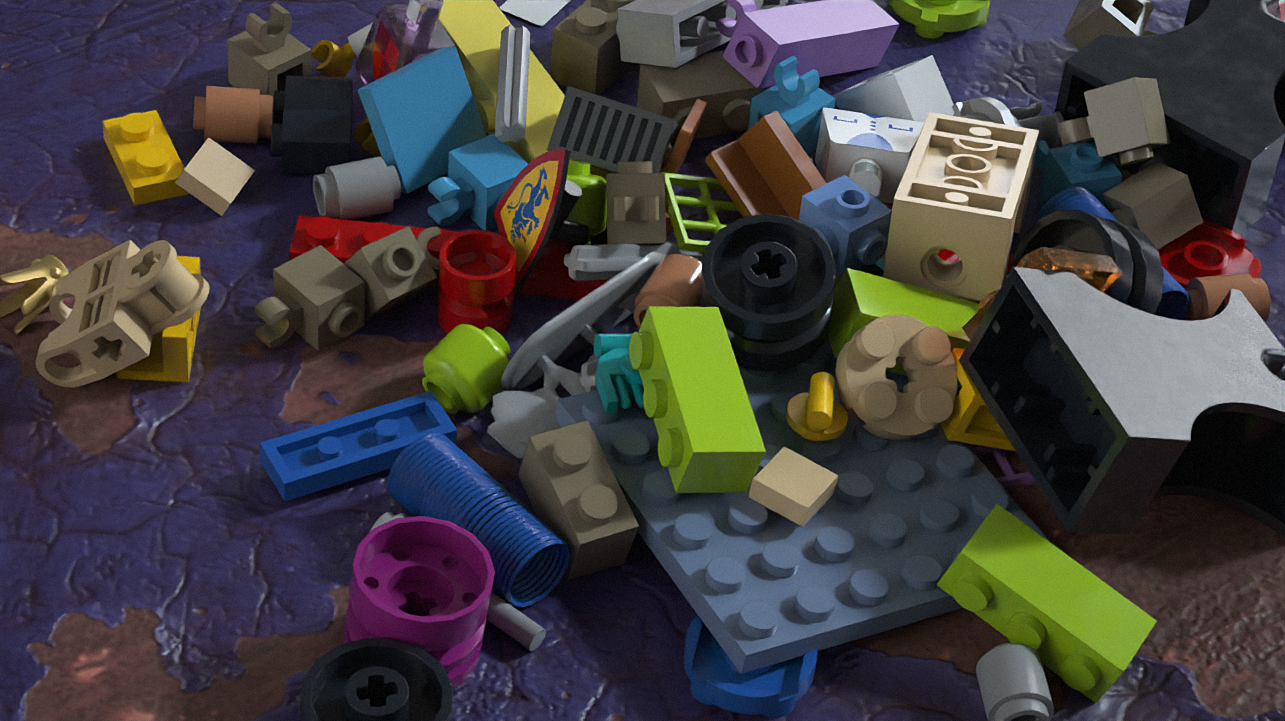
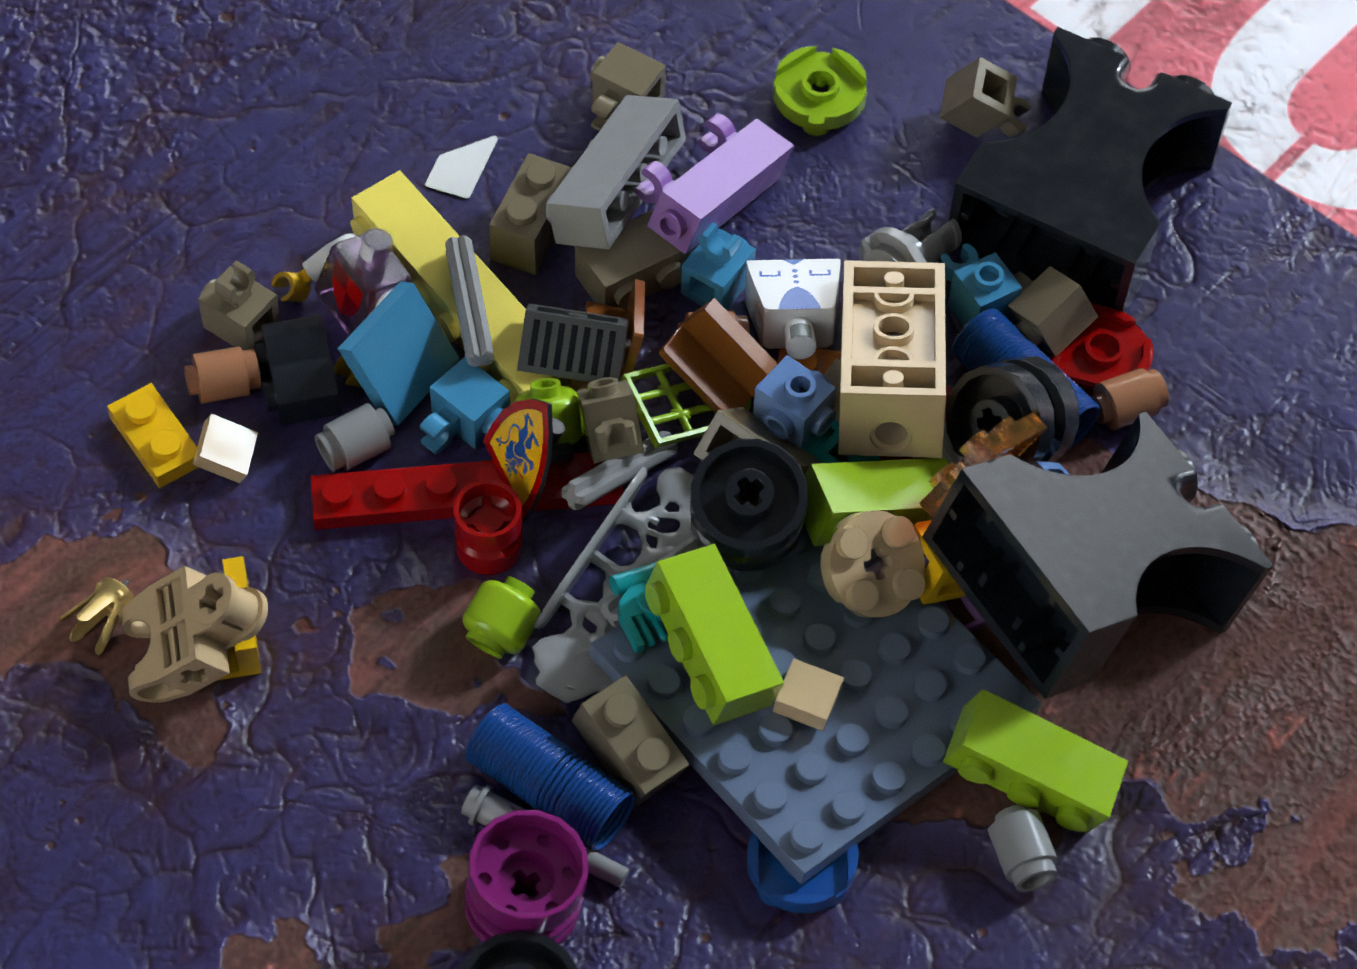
camera: 10 degrees left, 15 degrees up
(313, 298) = (349, 569): dark tan brick -> none
(351, 445) = (427, 716): blue plate -> none
(395, 268) = (411, 529): dark tan brick -> none
(672, 284) = (662, 511): nougat brick -> none
(816, 413) = (812, 611): yellow plate -> none
(900, 93) = (808, 227): white slope -> none
(1122, 120) = (1016, 240): dark tan brick -> none

